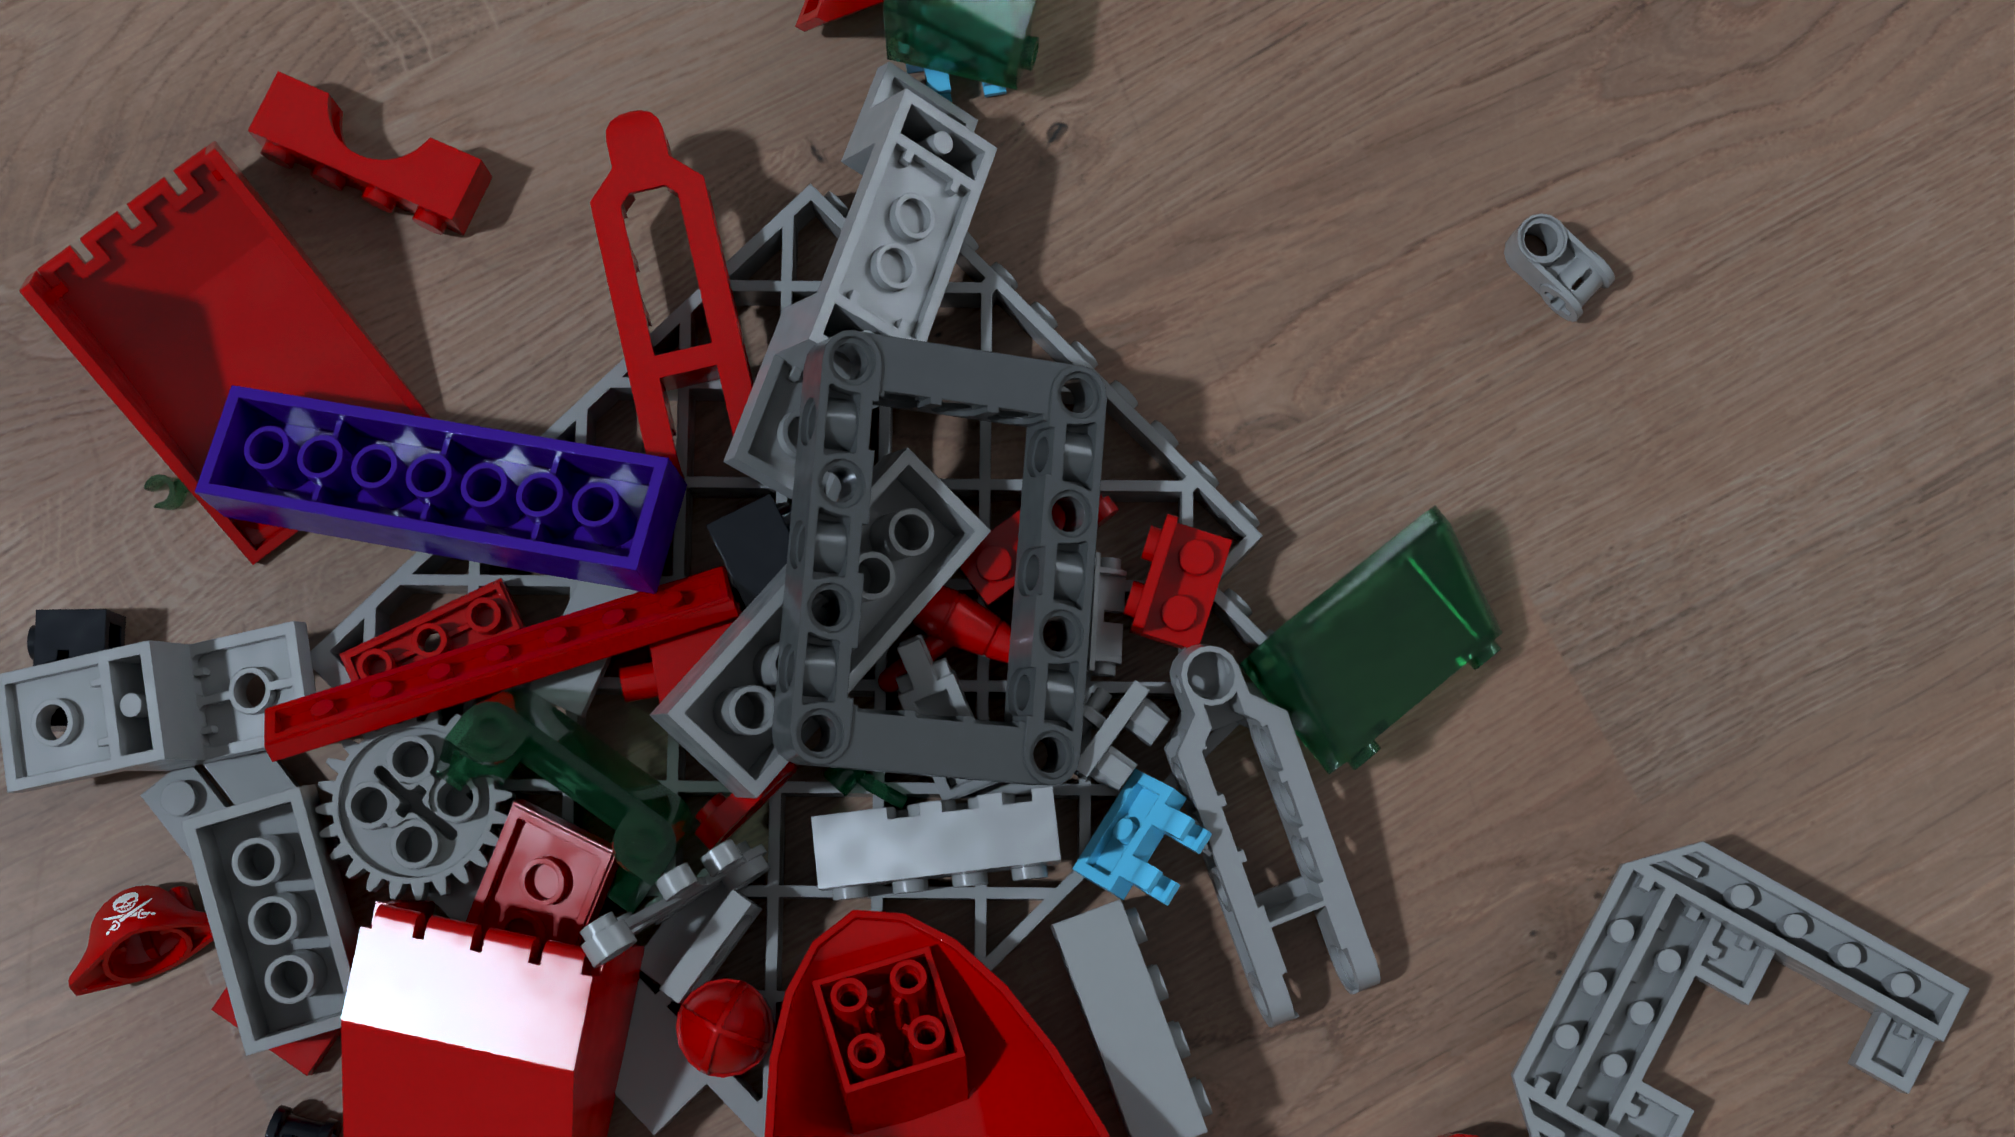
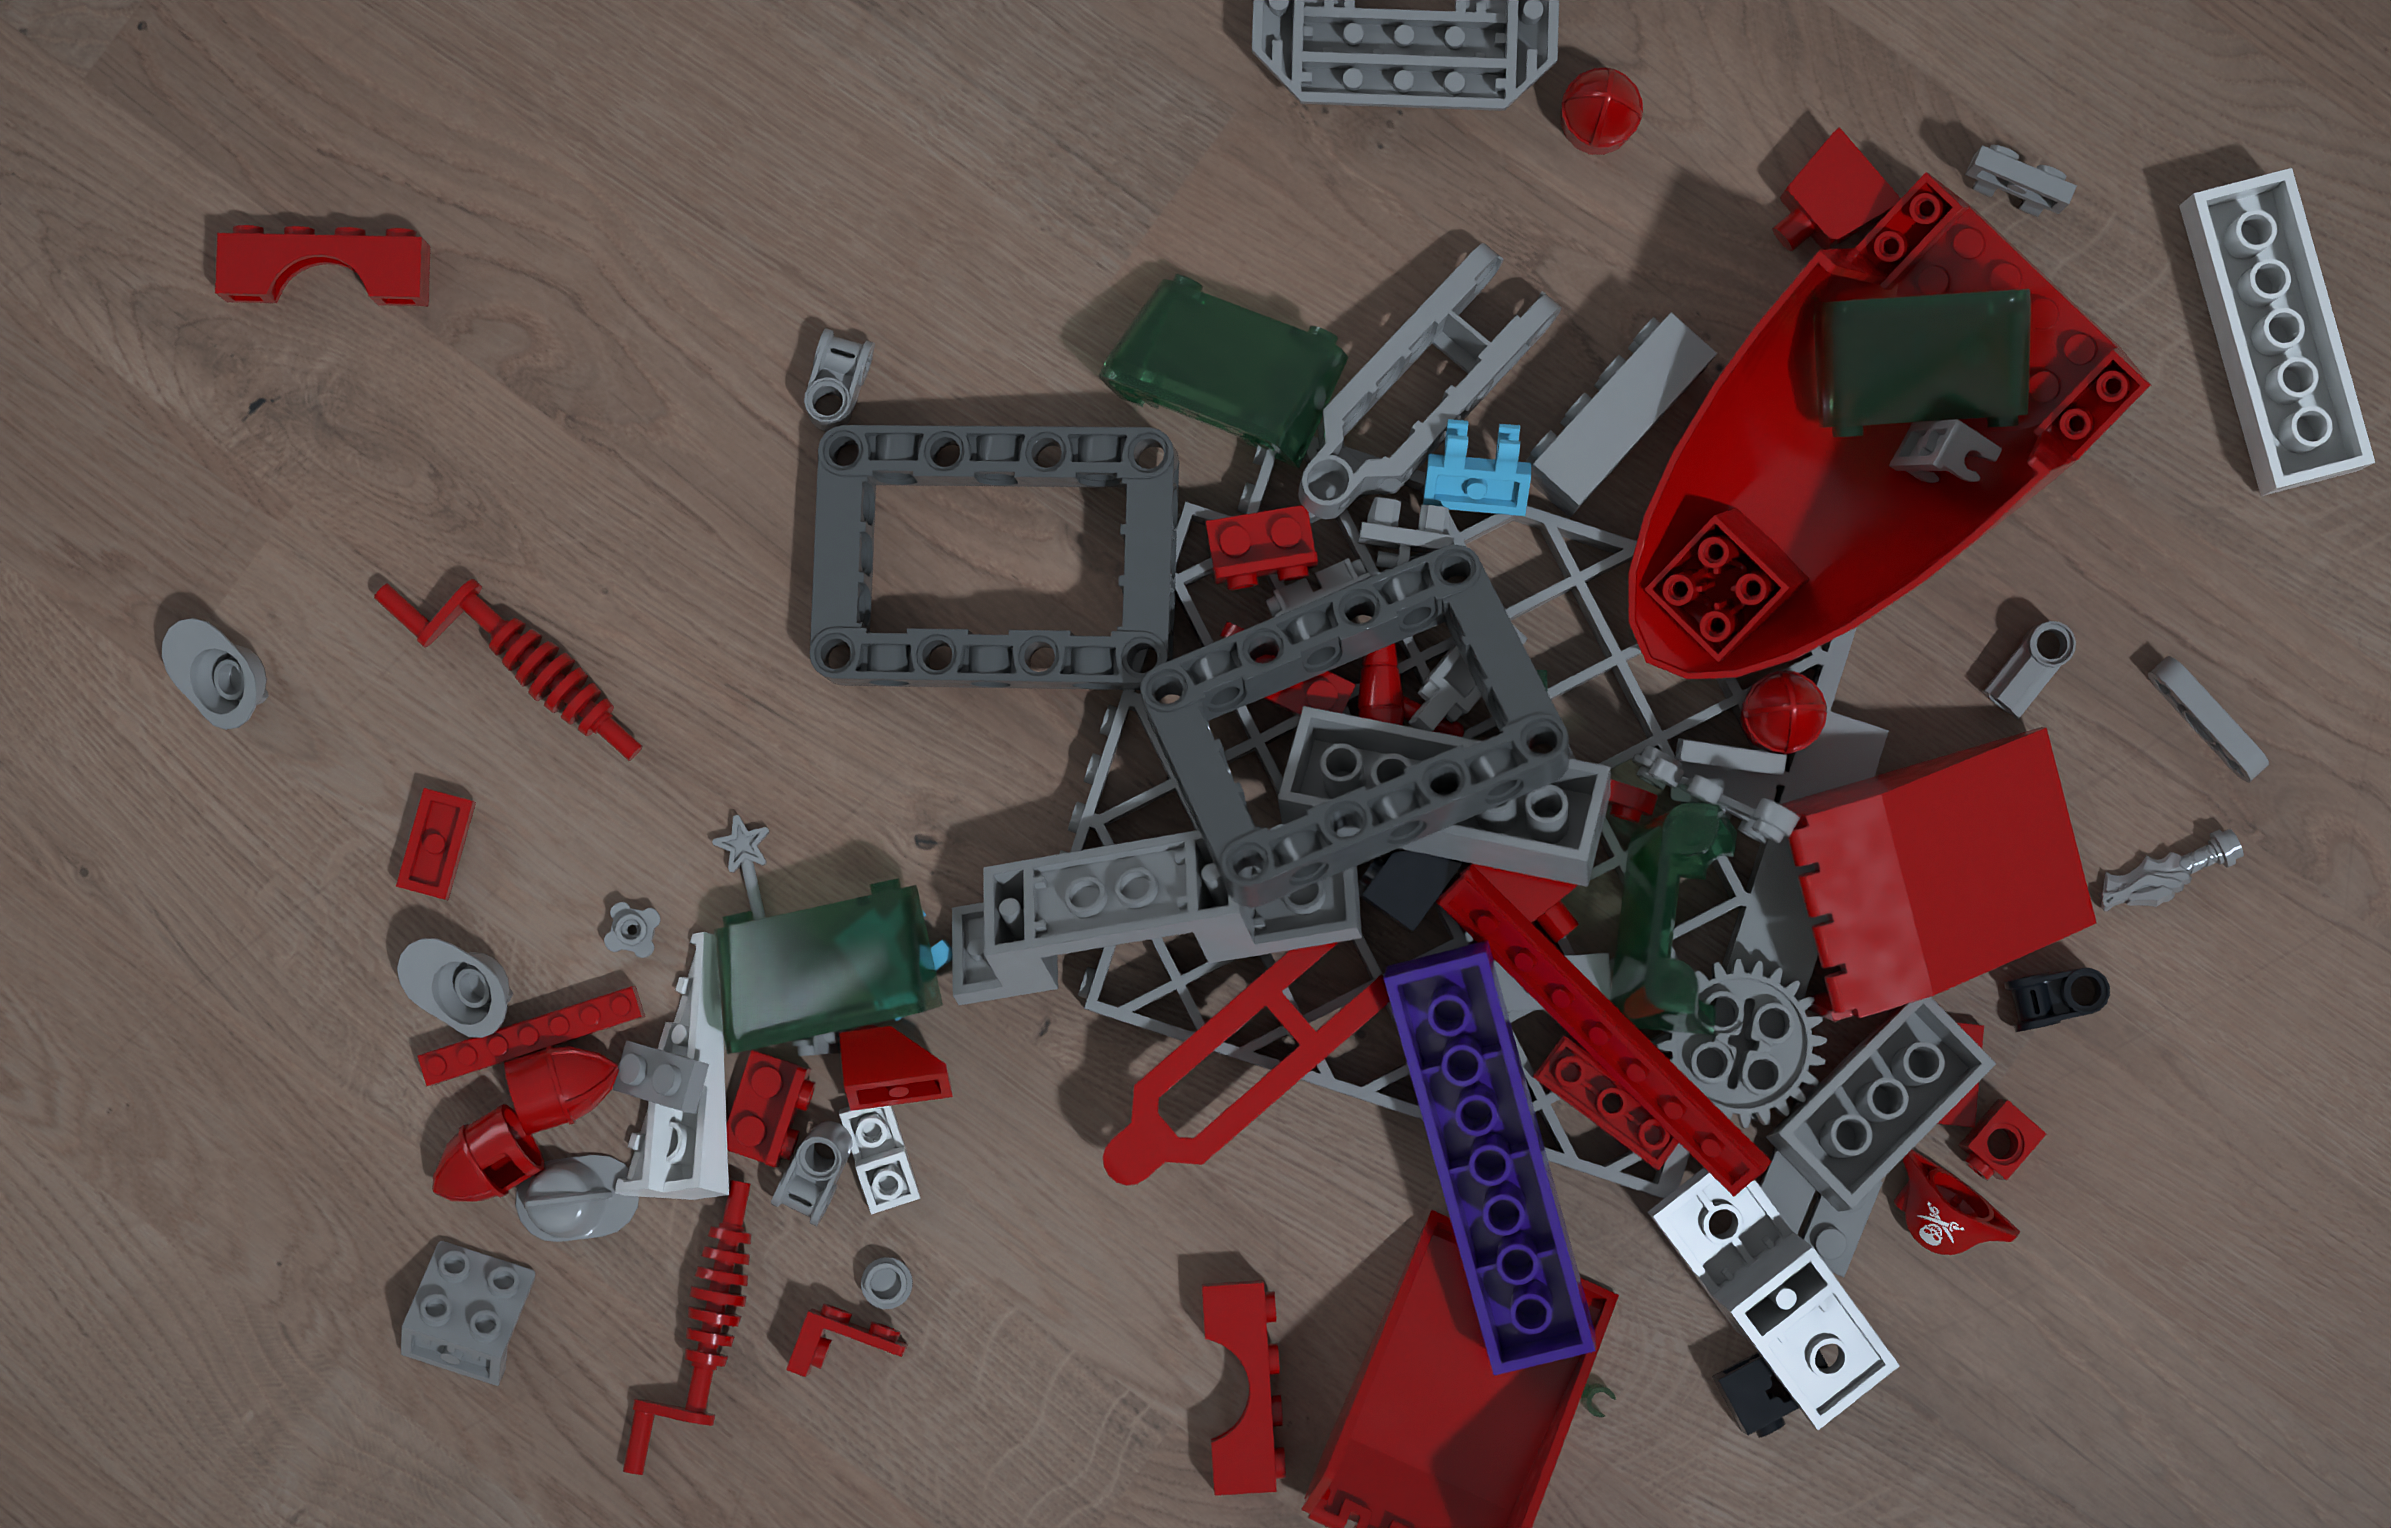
camera: 120 degrees left, 5 degrees up
(205, 1036) = (2023, 1137): none -> red brick
(543, 878) = (1751, 909): red tile -> none
(936, 842) = (1561, 626): light grey wedge -> none
(1381, 189) = (991, 458): none -> dark grey beam

